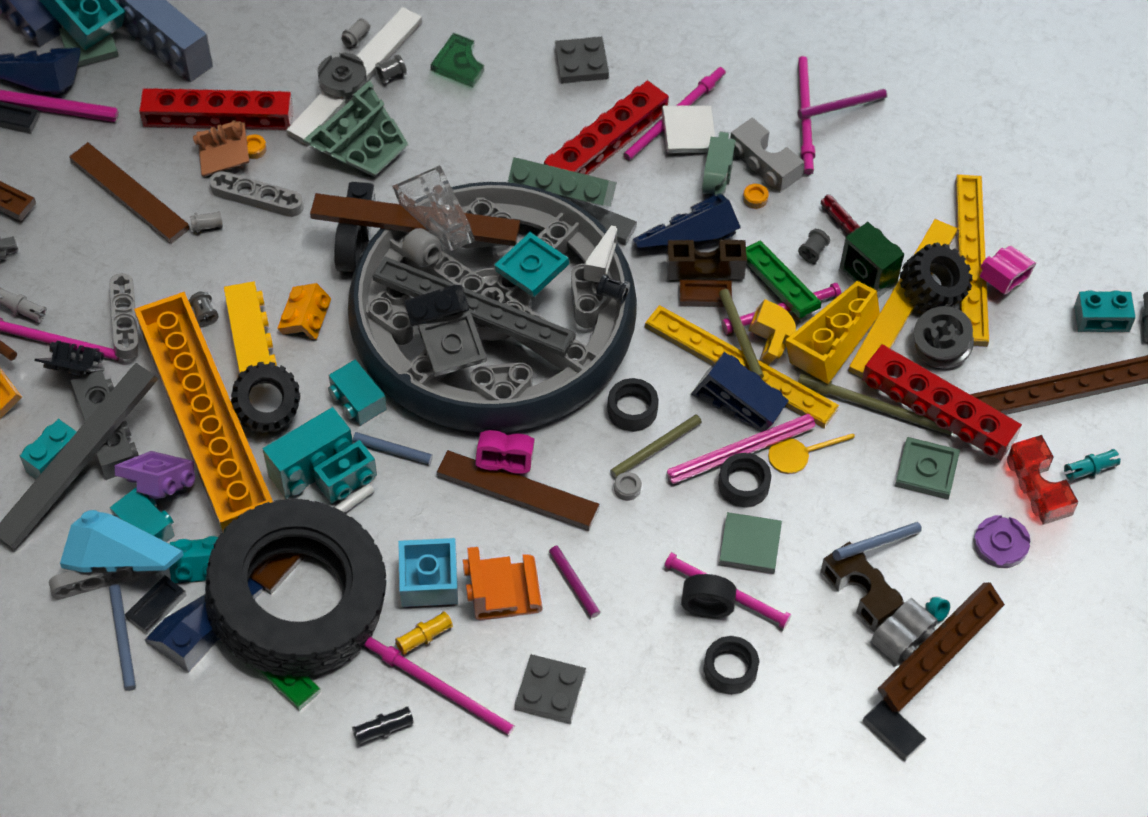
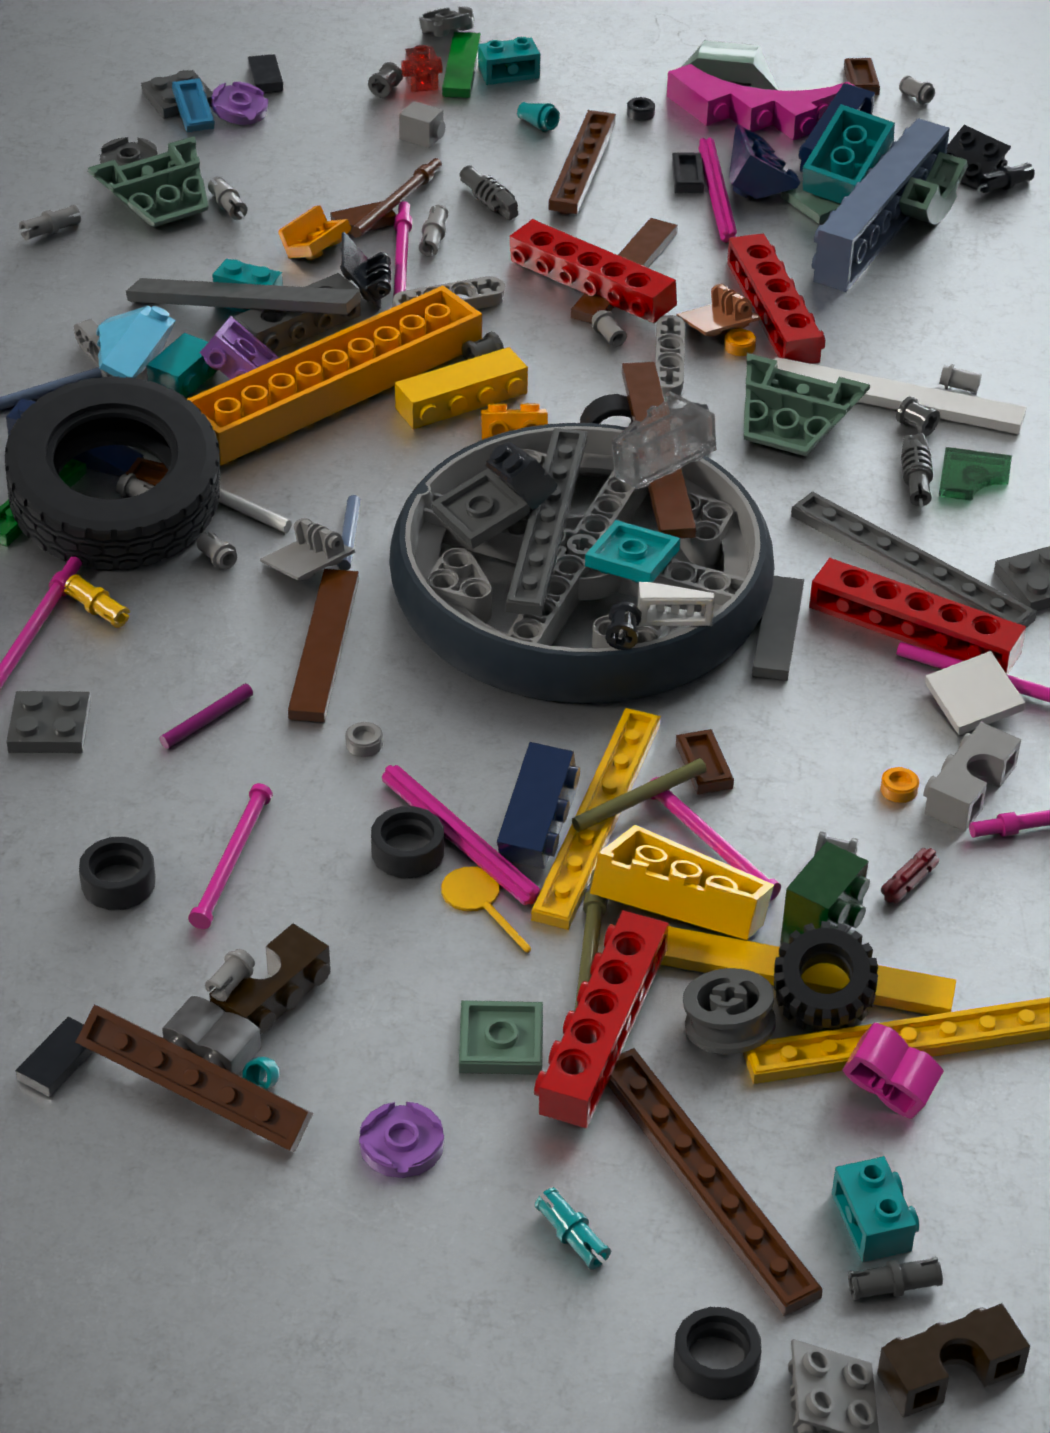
camera: 75 degrees right, 15 degrees down
(122, 208) = (593, 270): none -> red brick
(271, 375) = (368, 425): black tyre -> none
(286, 586) = (130, 486): none -> light grey pin
(295, 455) = (303, 454): teal brick -> none
(345, 472) = (290, 489): teal brick -> none
(346, 85) = (893, 376): dark grey plate -> none
(357, 392) = (399, 480): teal brick -> none
(390, 538) = (222, 554): none -> light grey pin
(419, 479) = (312, 551): none -> light grey hinge
(421, 247) = (600, 454): light grey head -> none
(428, 572) = (172, 579): medium azure brick -> none
(446, 87) = (917, 467): none -> dark grey hinge
(502, 587) = (174, 640): orange piece -> none
(505, 451) = (367, 612): dark pink brick -> none
(540, 124) = (907, 559): none -> dark grey tile
(562, 182) = (795, 571): sand green brick -> none
(632, 387) = (487, 698): black tyre -> none
(656, 446) = (437, 755): olive bar -> none
(707, 221) = (809, 728): dark blue wedge -> none
(708, 596) = (203, 821): black tyre -> none
(718, 164) = (922, 728): sand green piece -> none
(723, 263) = (753, 753): dark brown arch -> none
(750, 542) = (313, 867): sand green tile -> none
(774, 325) = (668, 816): yellow brick -> none
(781, 280) = (757, 823): green tile -> none
(873, 600) = (236, 967): none -> light grey pin
(876, 541) = (341, 979): sand blue bar -> none
(1048, 499) = (545, 1144): clear red arch -> none

